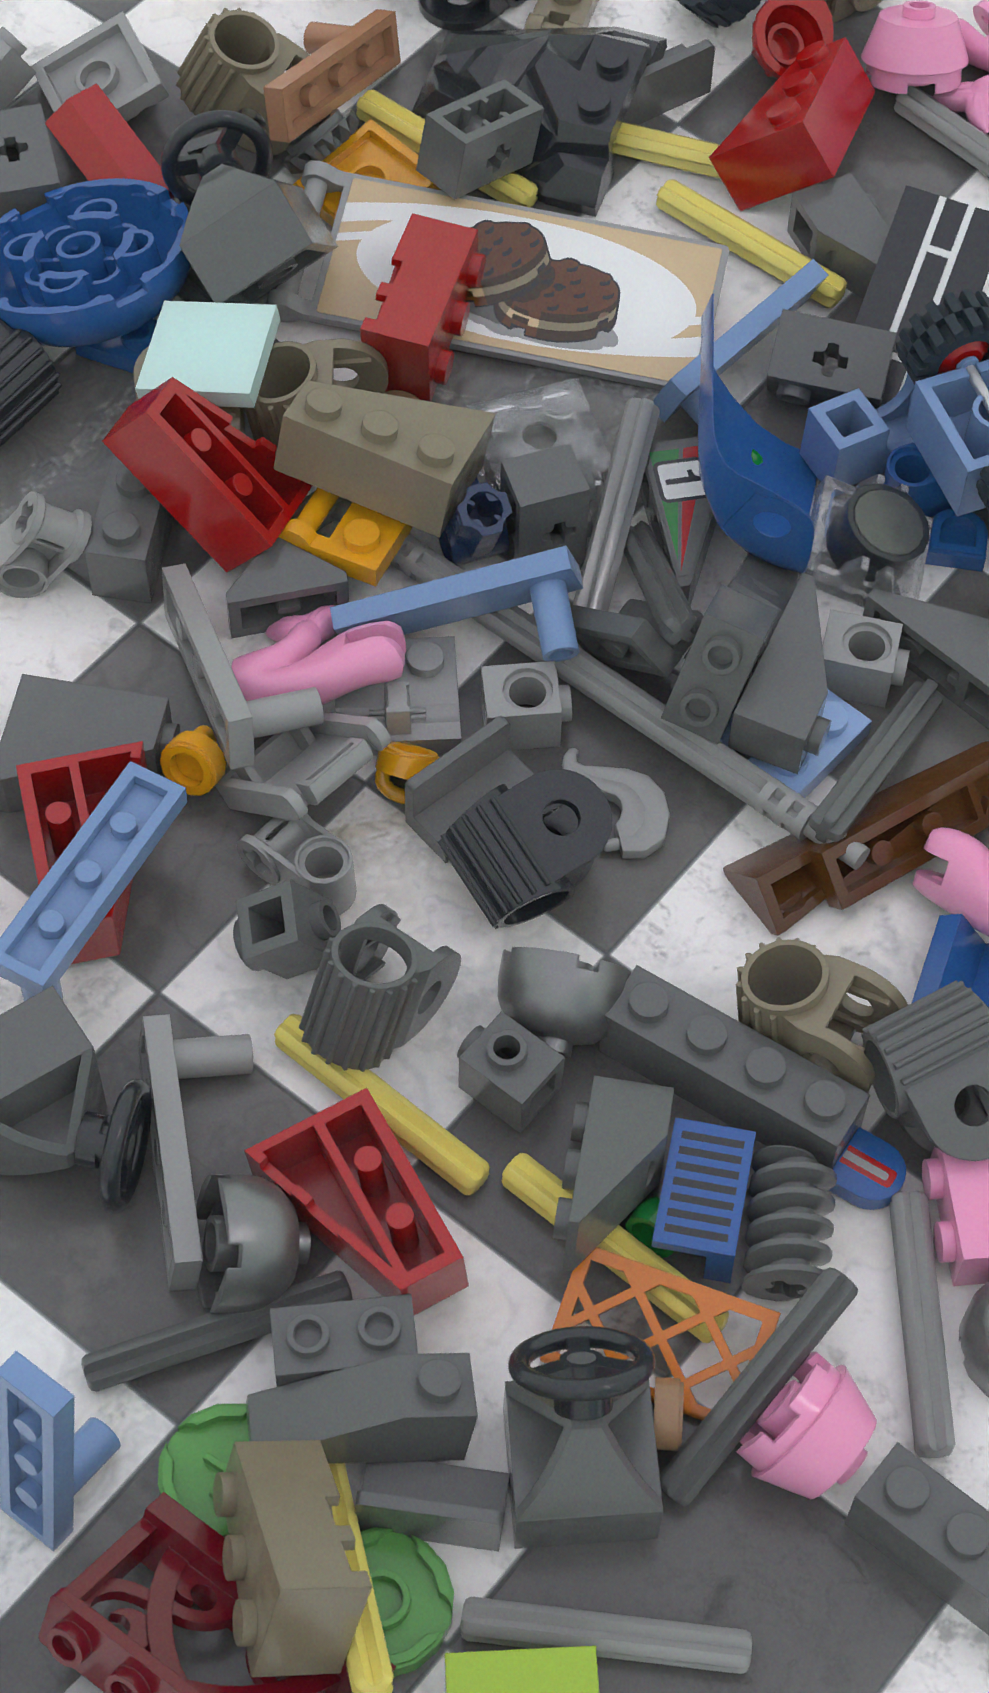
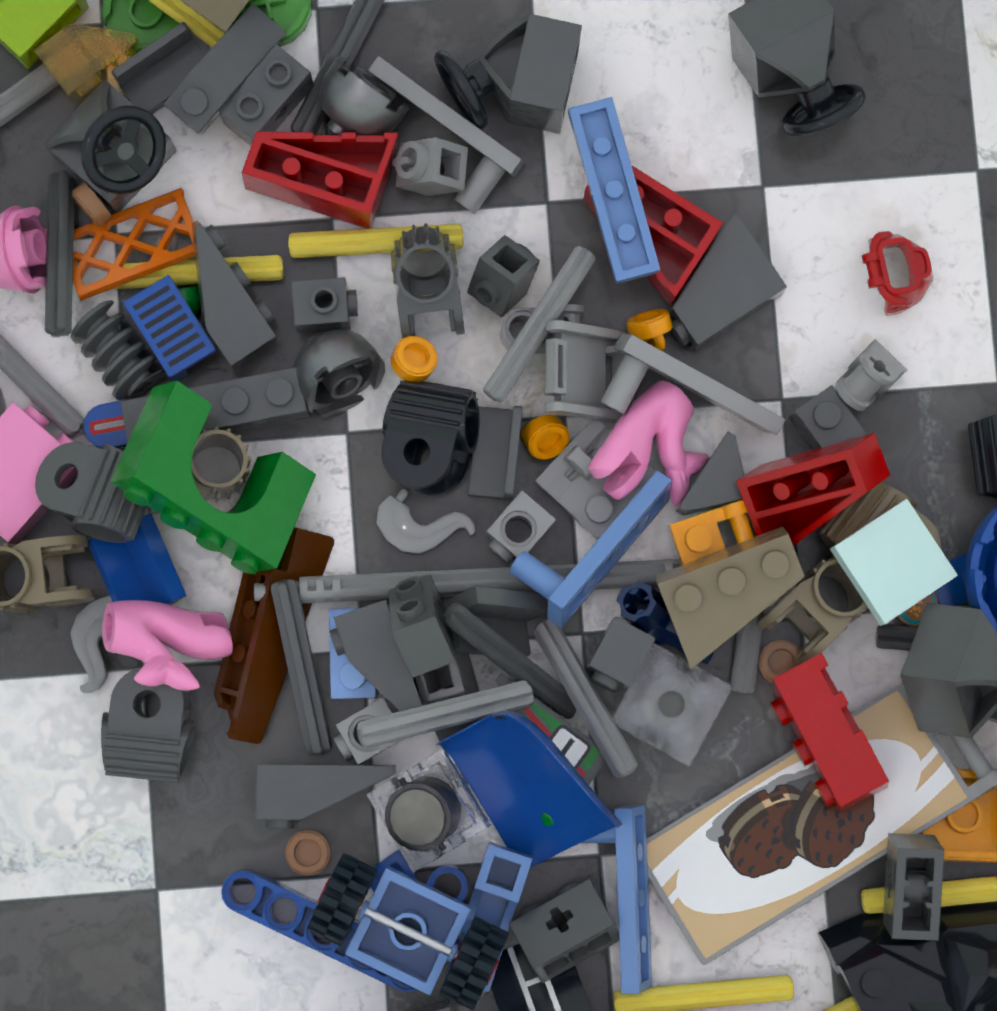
camera: 135 degrees right, 25 degrees up
(242, 1101) = (431, 166): none -> light grey brick
(303, 838) = (534, 330): none -> light grey axle
(469, 924) = (414, 359): none -> light orange tile
(508, 1582) = (82, 52): none -> clear yellow slope
(776, 566) = (444, 714): none -> light grey axle
(846, 997) = (159, 475): none -> green arch

